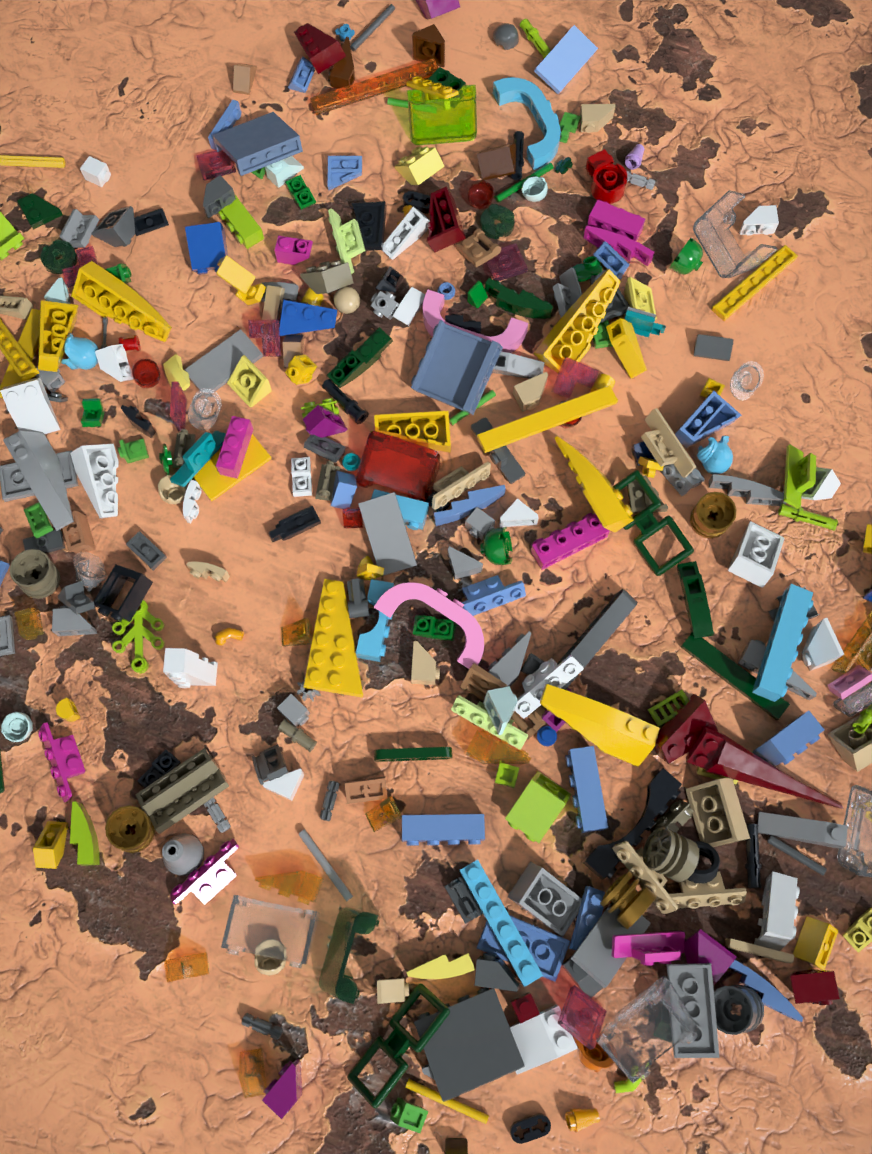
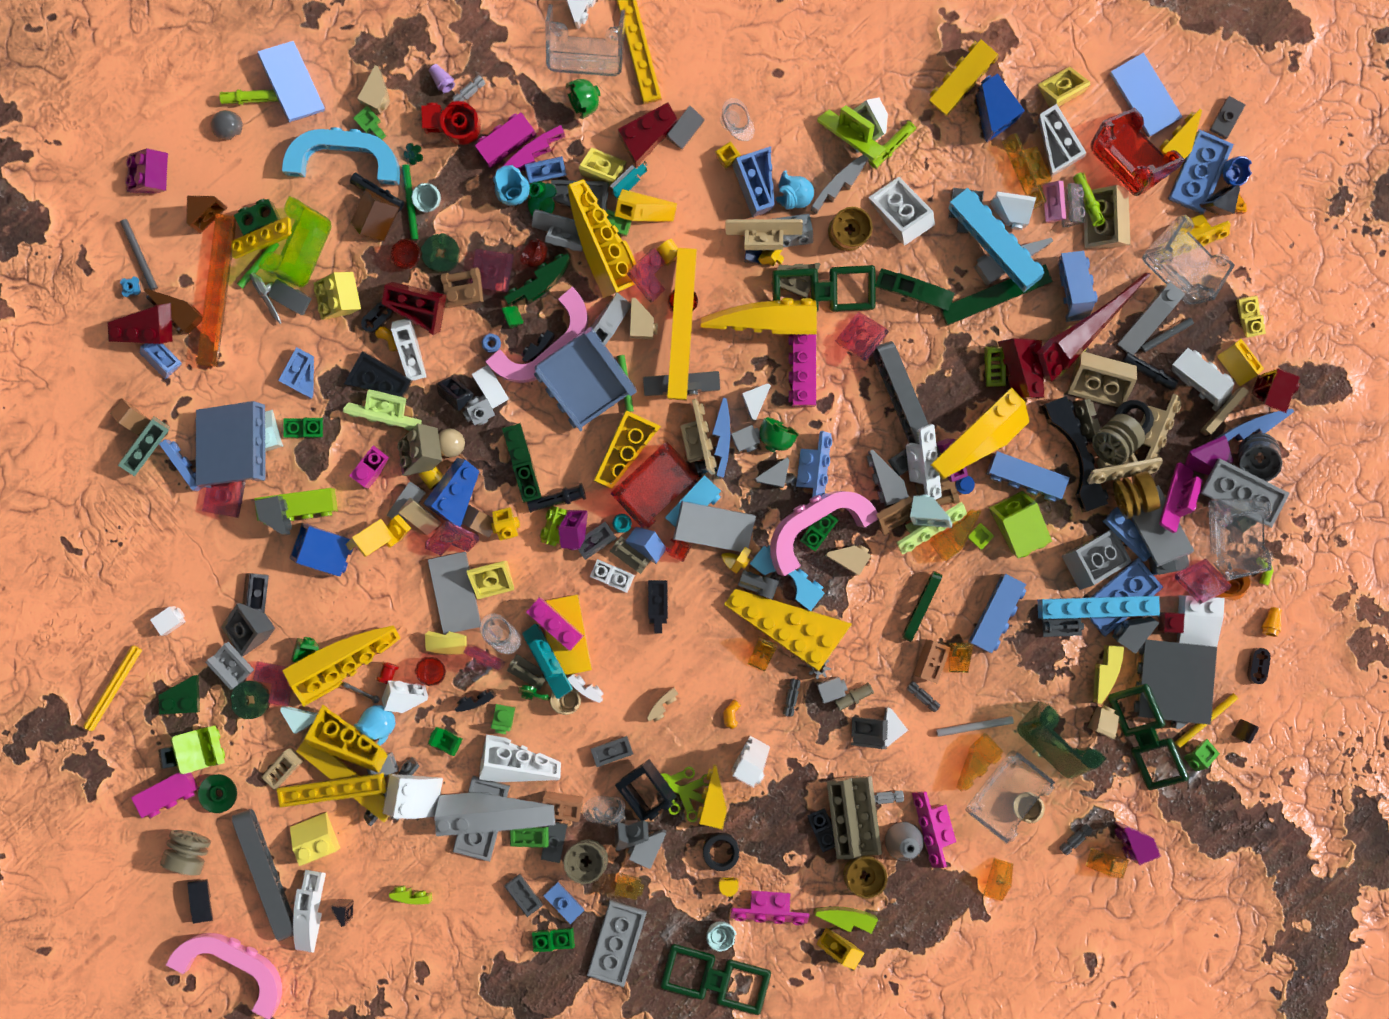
camera: 65 degrees left, 15 degrees up
(88, 677) = (721, 866): none -> black tyre
(134, 658) = (714, 806): none -> yellow slope
(225, 91) = (144, 446): none -> sand green brick
(269, 680) = (791, 698): none -> dark grey axle
(392, 116) = (262, 290): none -> light grey piece
(398, 135) = (289, 297): none -> dark grey slope
(538, 286) = (534, 253): none -> clear red hair
(581, 239) = (511, 186): none -> medium azure hair
(626, 574) = (861, 336): none -> clear pink plate
(690, 318) = (647, 132): none -> dark red wedge

